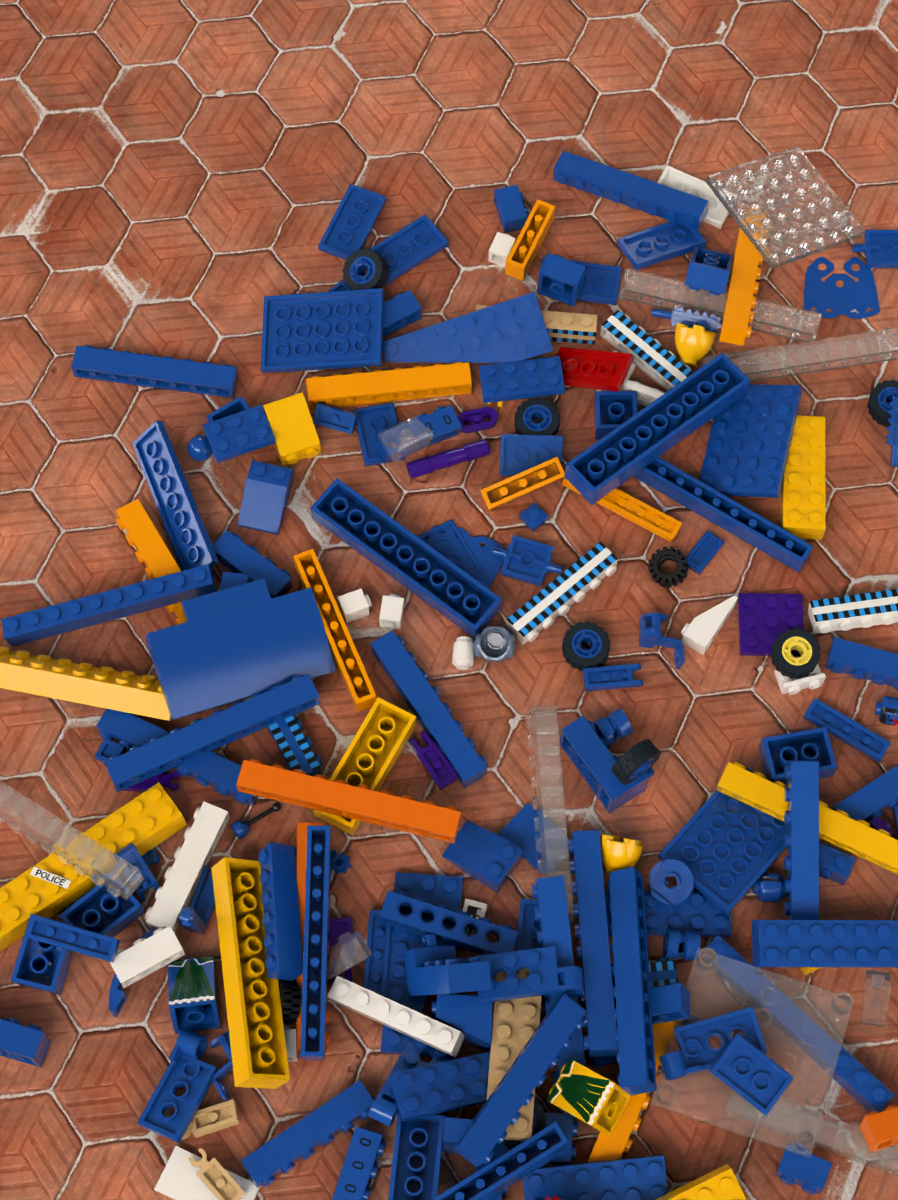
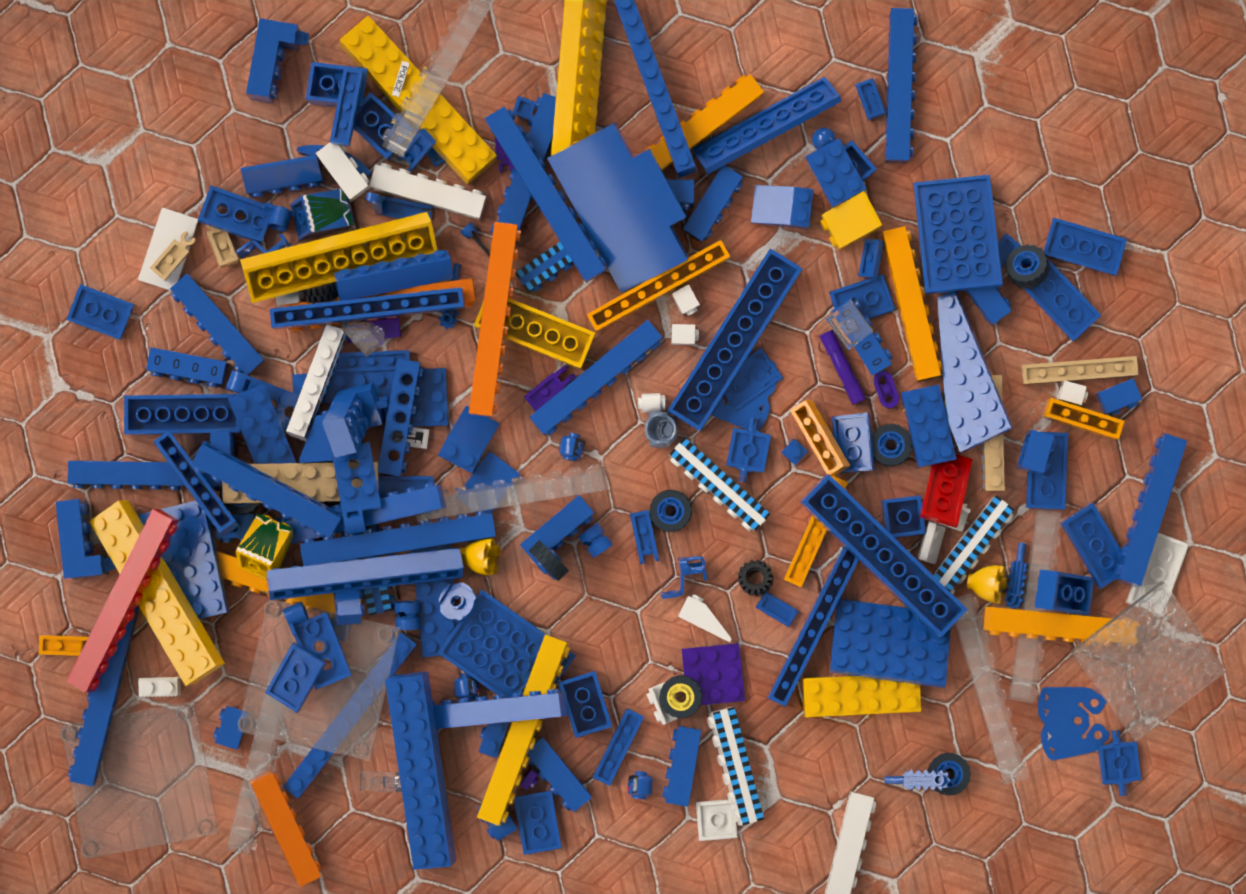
camera: 80 degrees right, 20 degrees up
(140, 1033) = (282, 175): none -> blue slope
(164, 401) = (870, 99): none -> blue plate
(478, 241) = (1079, 370): none -> tan plate
(503, 742) = (572, 447): none -> blue head

